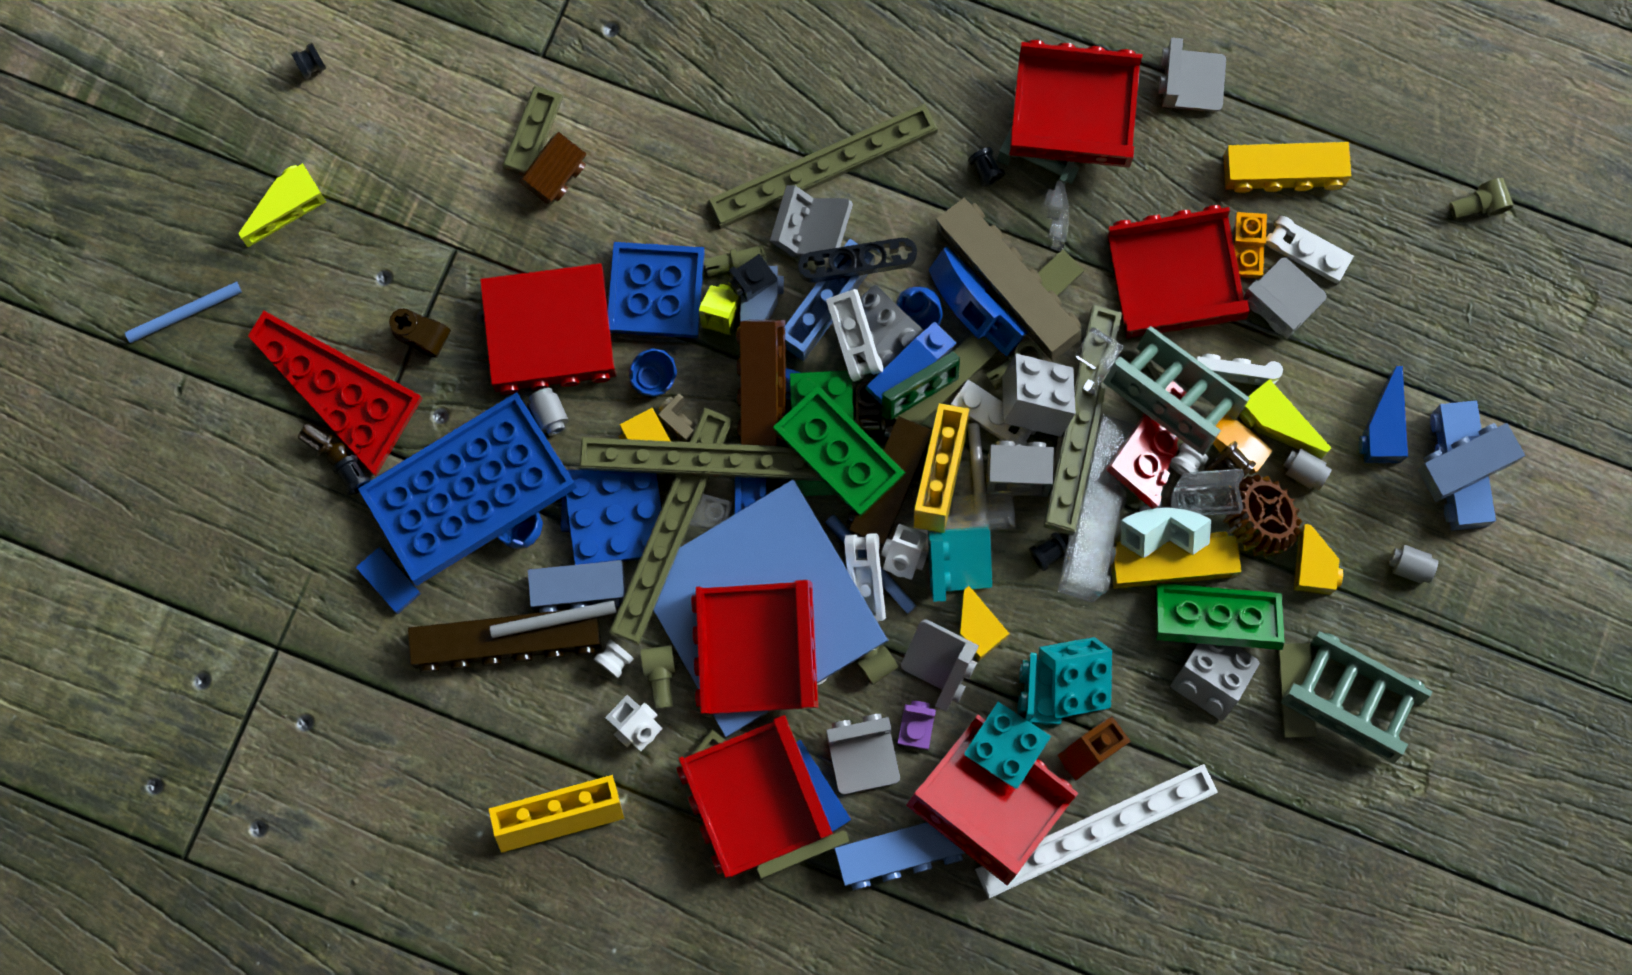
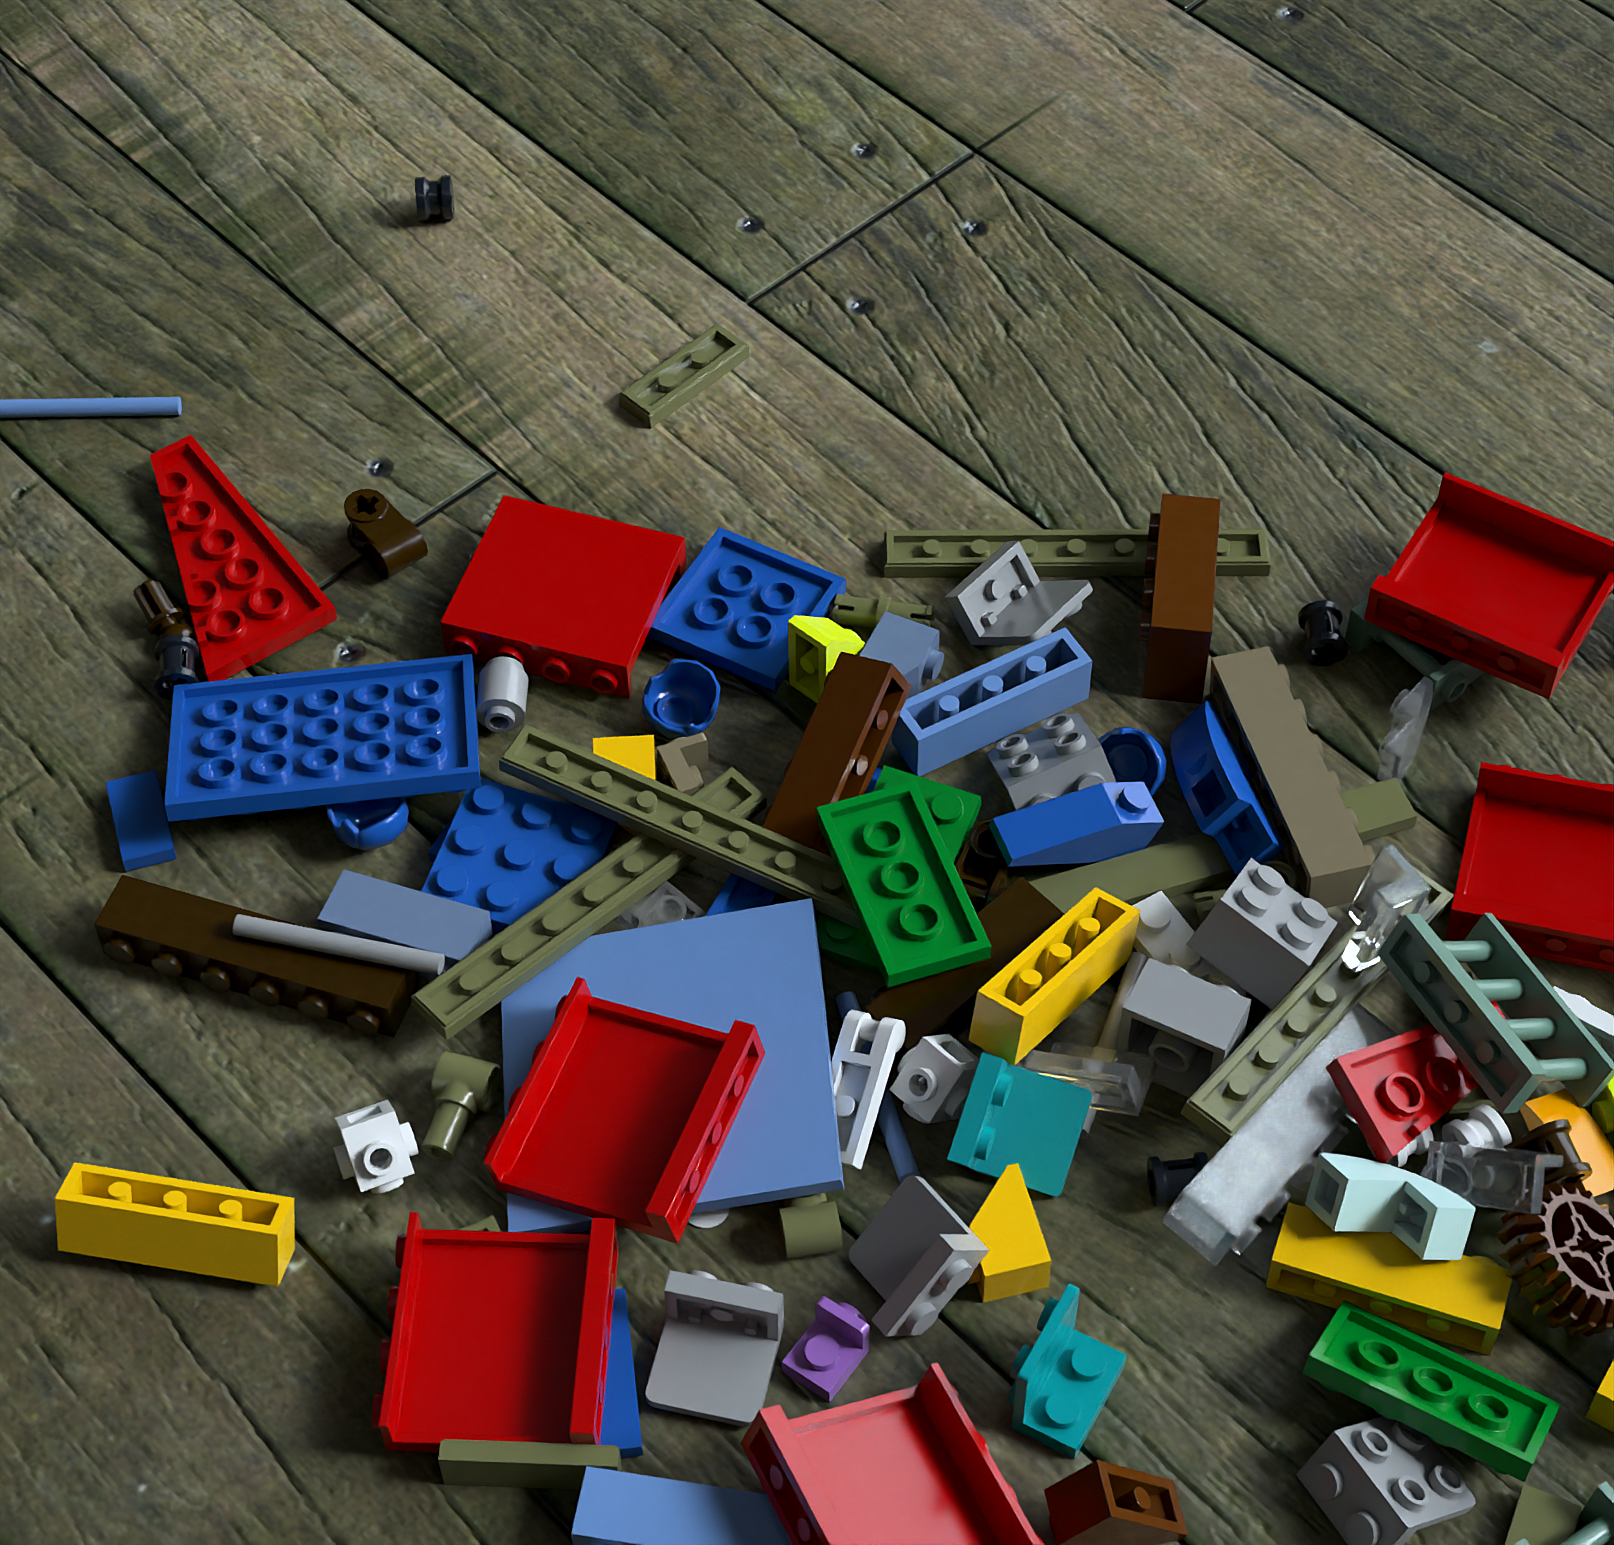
camera: 25 degrees right, 25 degrees down
(285, 201) = (296, 332): neon yellow slope -> none
(553, 168) = (685, 415): reddish brown brick -> none
(613, 658) = (400, 1049): white wheel -> none
(751, 278) = (891, 625): black bracket -> none
(854, 334) = (1007, 741): white plate -> none
(858, 264) = (1064, 644): black beam -> none
(900, 178) = (1179, 597): none -> reddish brown wedge
(920, 386) = (1077, 850): dark green tile -> none
(1007, 745) = (966, 1431): teal bracket -> none
(1079, 676) = (1140, 1387): teal bracket -> none

